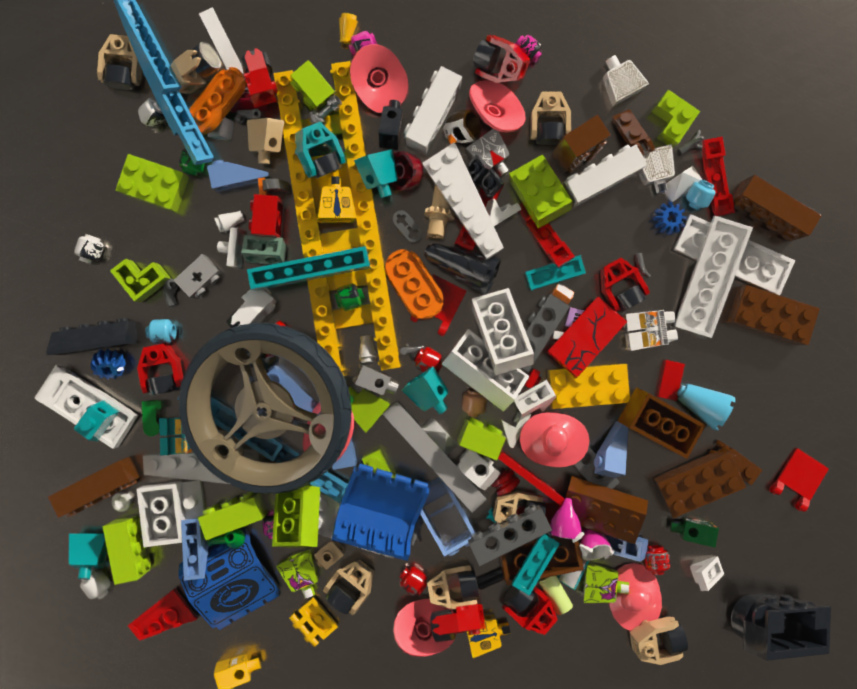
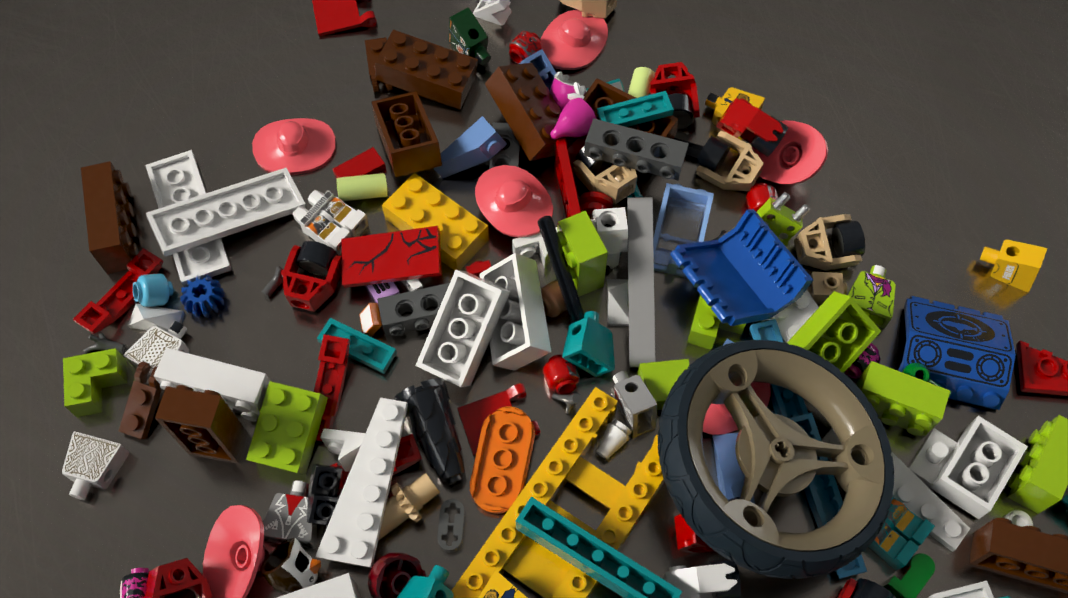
camera: 135 degrees left, 25 degrees down
(194, 550) = (969, 400): medium blue slope -> none
(317, 617) = (887, 246): yellow plate -> none
(349, 297) = (582, 498): green head -> none
(390, 573) = (781, 219): none -> lime piece
(480, 415) = (561, 268): none -> black axle
(534, 398) = (492, 246): white slope -> none
(550, 132) = (181, 504): tan piece -> none
(603, 584) = (591, 62): lime torso -> none
(653, 367) = (362, 187): none -> yellowish green pin
(706, 404) = (351, 117): medium azure cone -> none
(725, 358) = (294, 144): none -> coral hat
(773, 315) = (216, 140): reddish brown brick -> none

